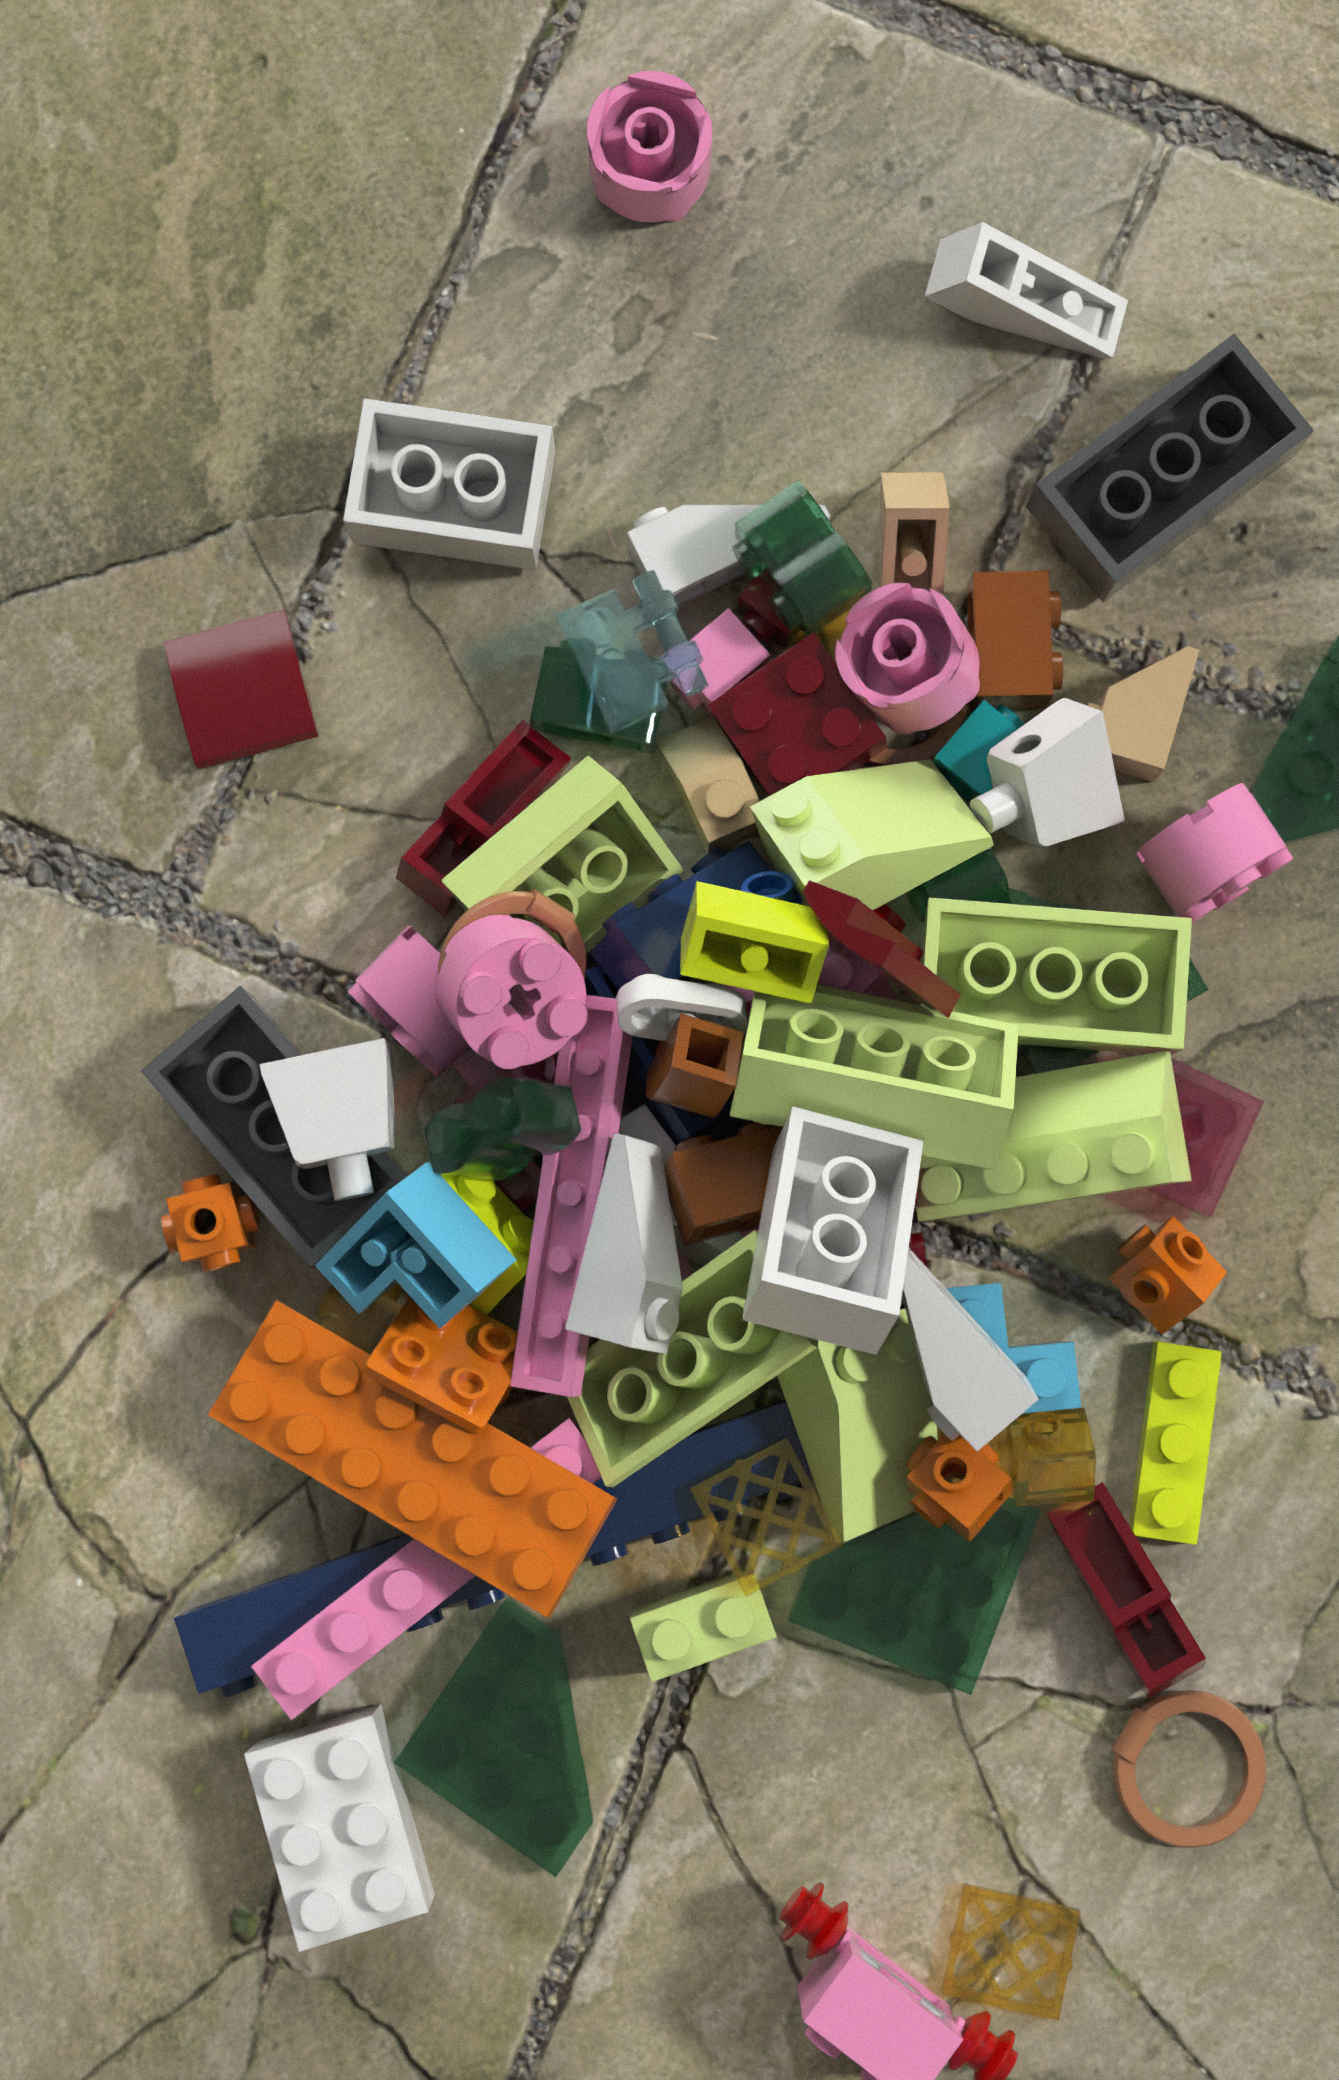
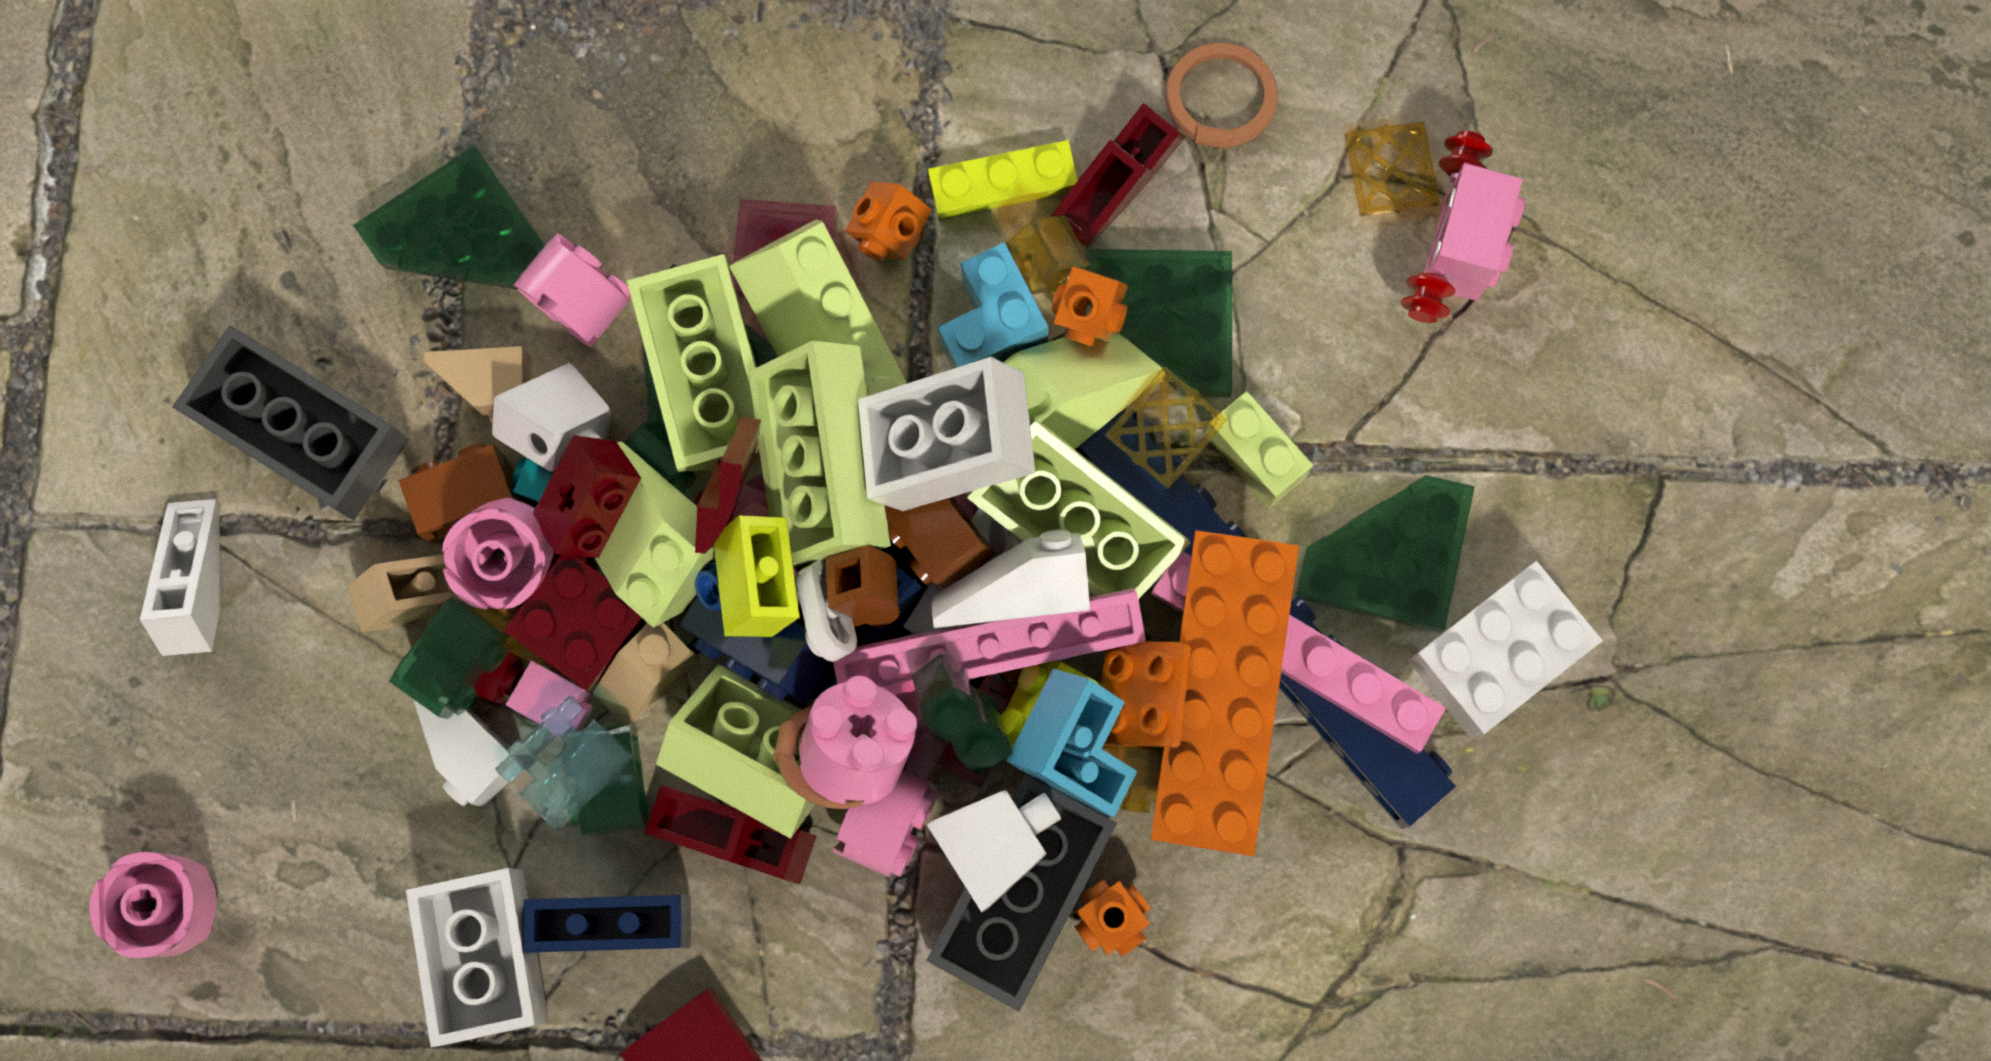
camera: 105 degrees left, 5 degrees down
(430, 641) = (607, 923): none -> dark blue brick
(936, 779) = (586, 496): none -> dark red brick
(966, 1373) = (1012, 318): white slope -> none

